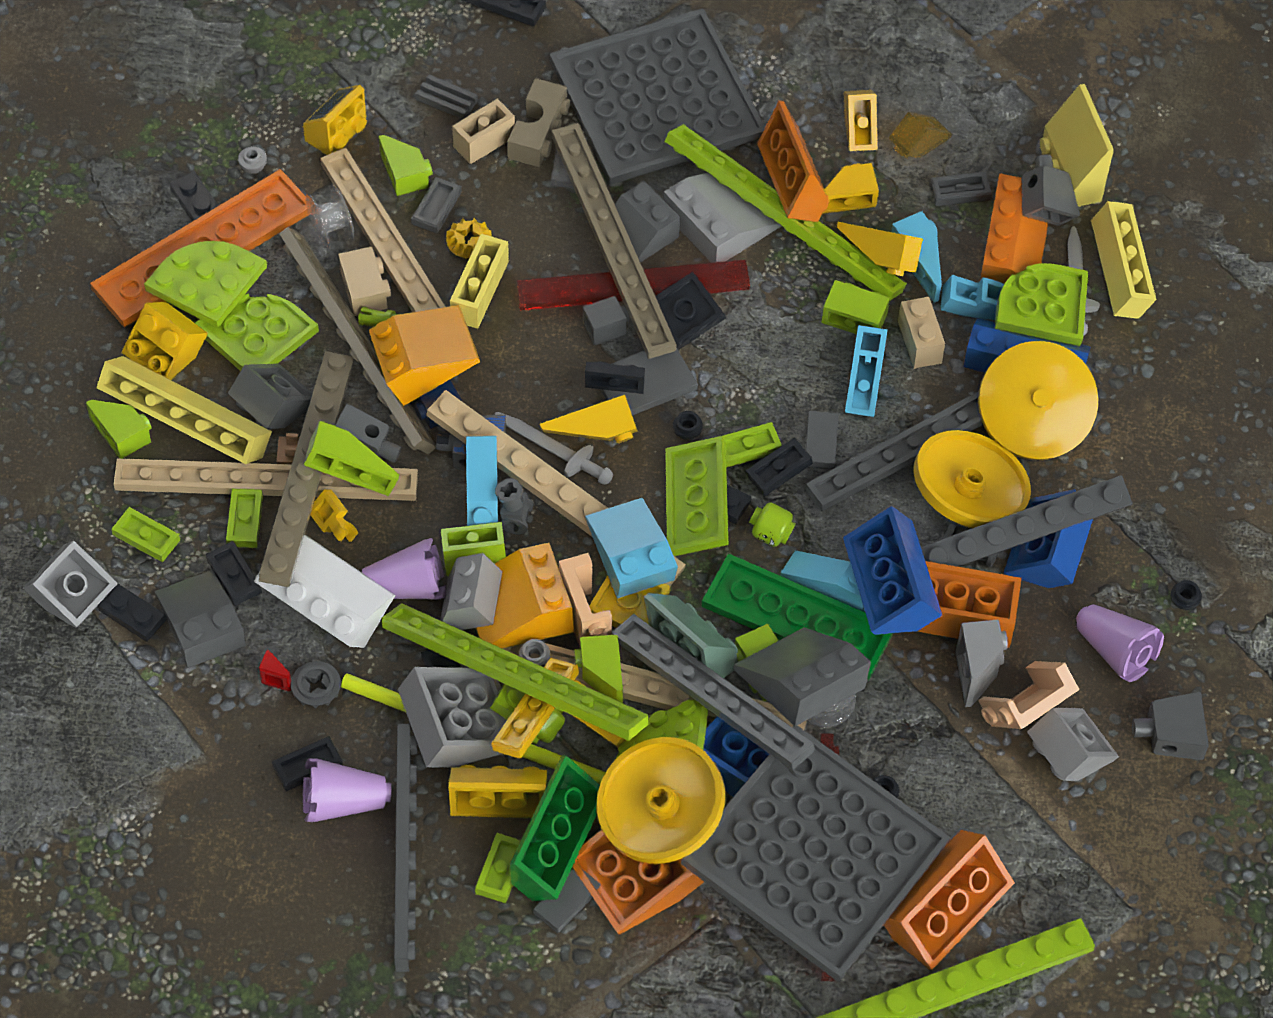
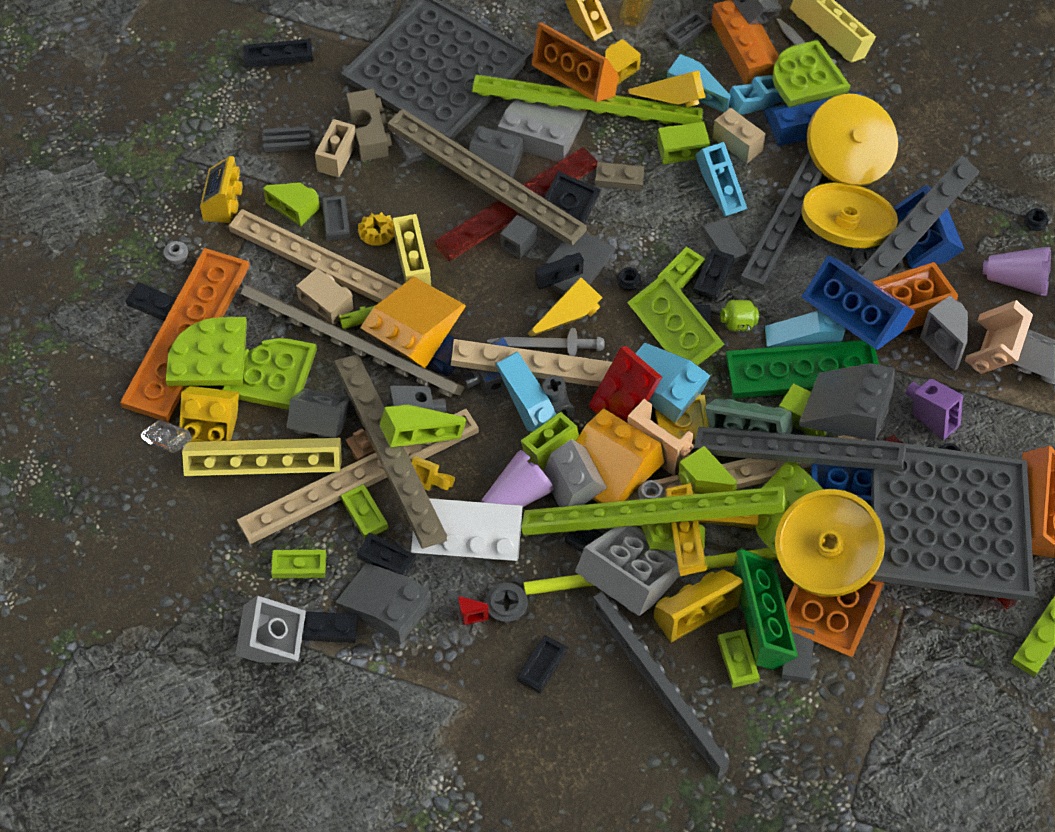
camera: 30 degrees left, 0 degrees up
(108, 340) = (166, 436): none -> clear plate
(120, 426) = (220, 495): lime slope -> none
(330, 216) = (267, 265): clear piece -> none
(341, 791) = (584, 670): lavender cone -> none
(585, 528) = (625, 385): none -> red plate
(762, 311) = (619, 176): none -> dark tan plate
(901, 721) = (936, 406): none -> medium lavender torso

